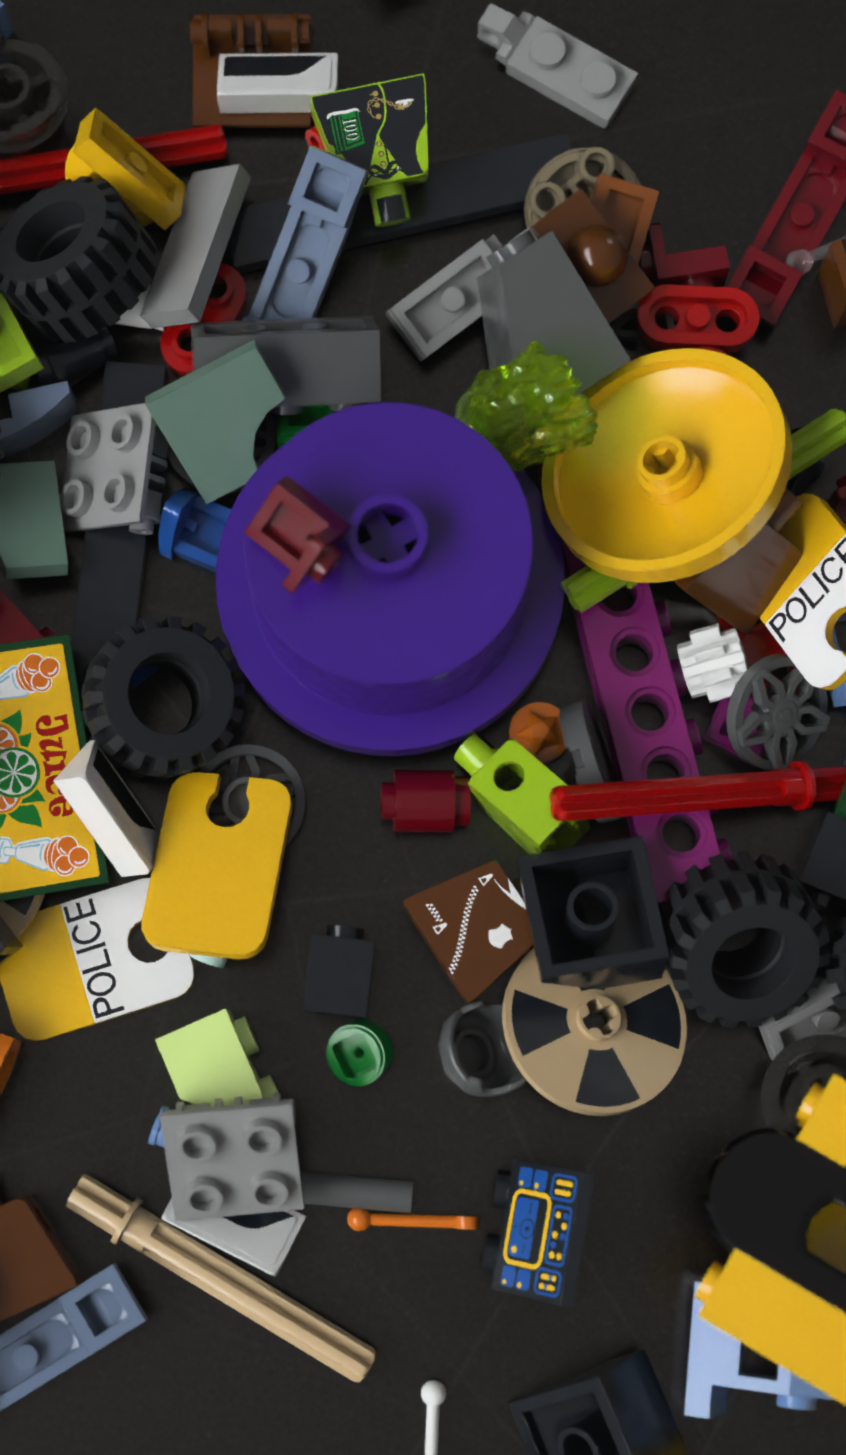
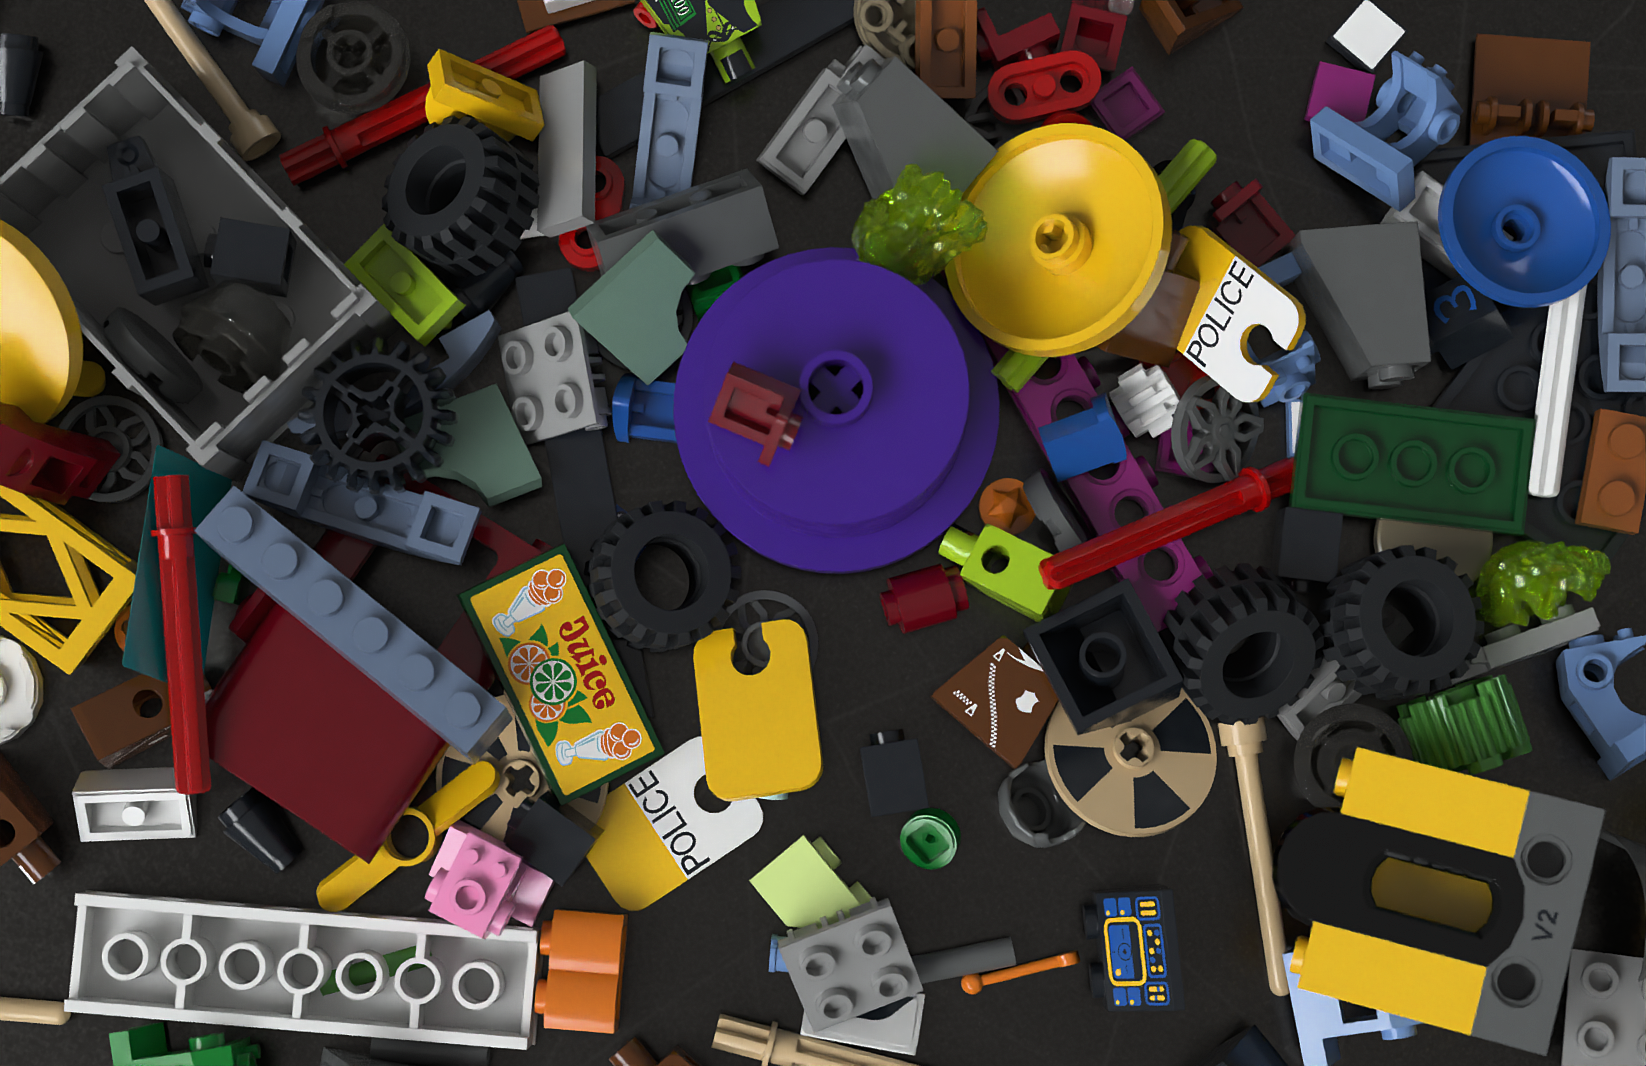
camera: 10 degrees left, 5 degrees up
(109, 811) = (648, 690): white slope -> none
(596, 254) = (936, 59): reddish brown tile -> none
(635, 680) = (1084, 440): none -> blue tile
(716, 1047) = (1244, 744): none -> tan piece
(779, 362) = (1126, 106): none -> magenta tile

